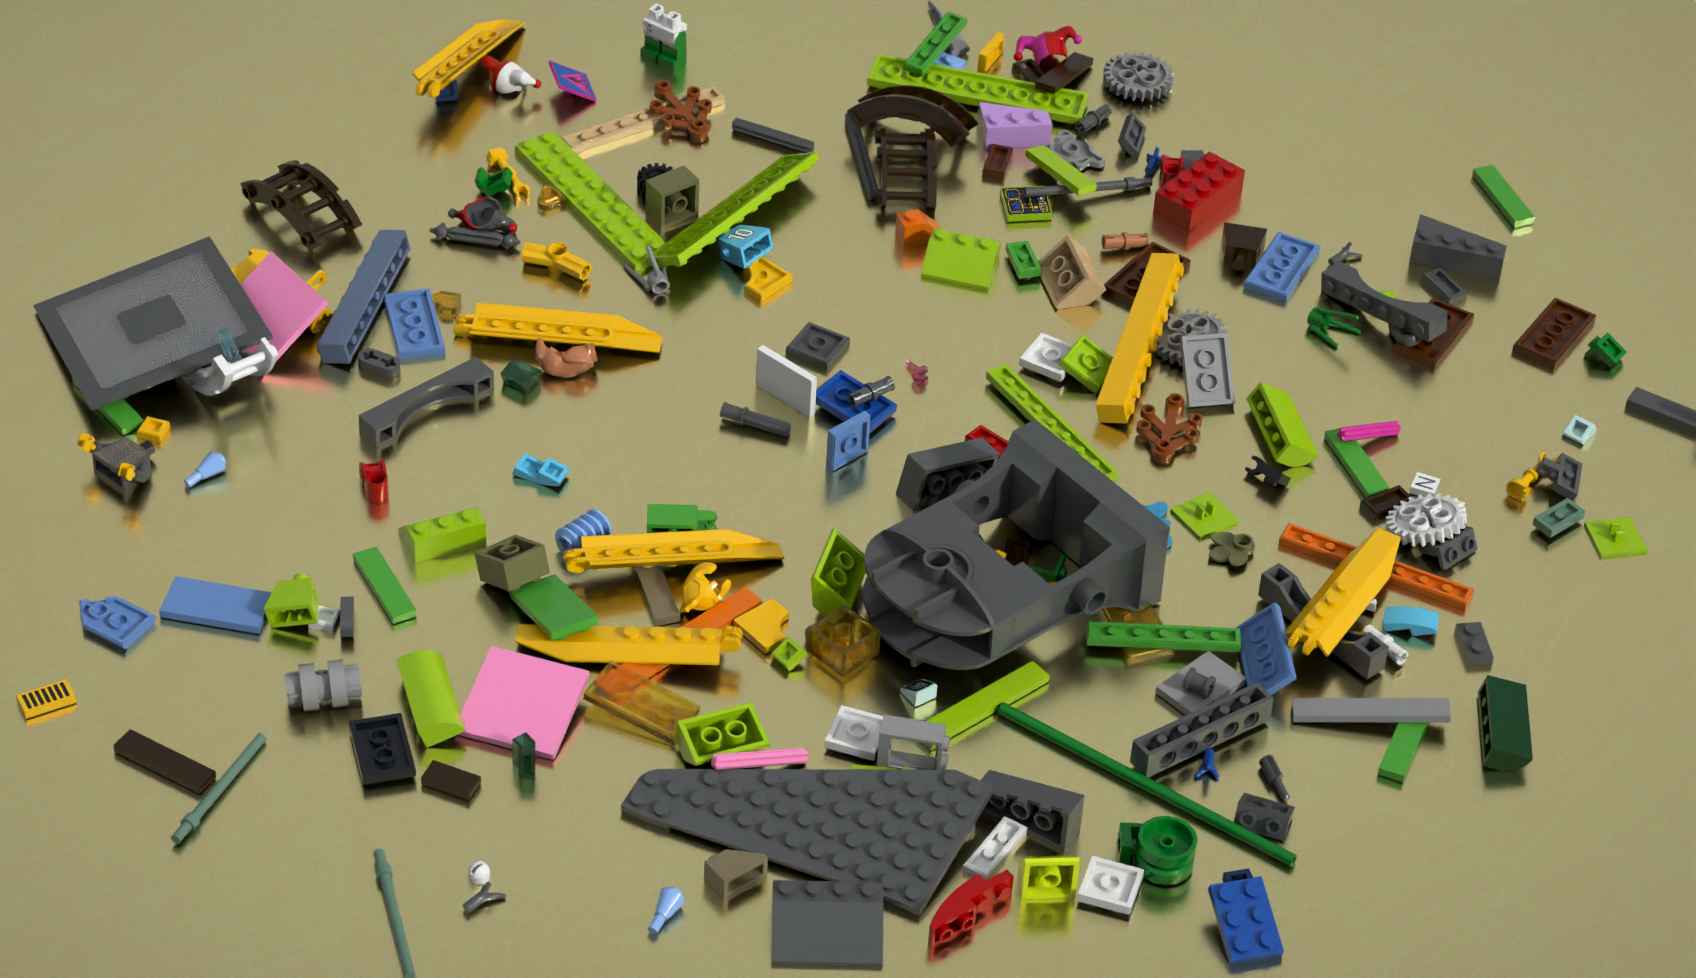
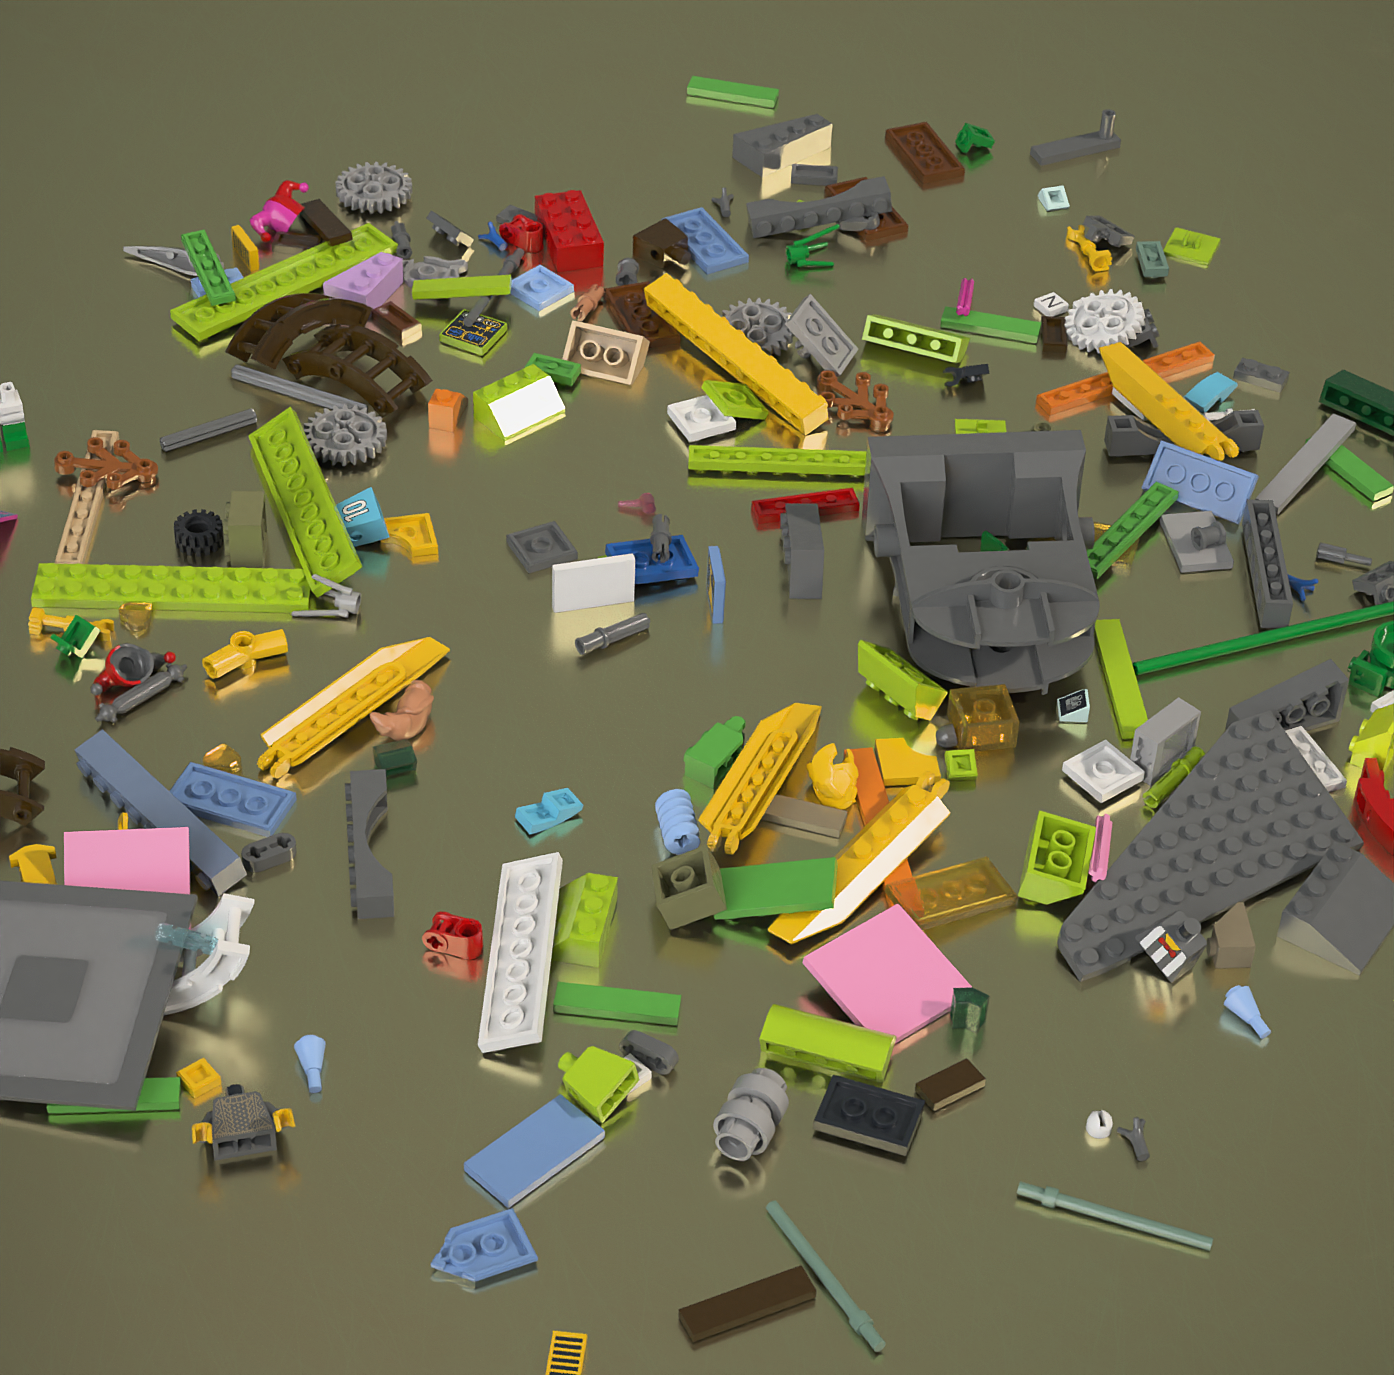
camera: 55 degrees left, 0 degrees up
(384, 514) = (520, 953): none -> white plate
(682, 831) = (1173, 944): none -> dark grey torso
(849, 197) = (345, 434): none -> light grey gear
(1119, 211) = (540, 287): none -> light blue tile
(1184, 244) = (627, 272): none -> dark grey bush

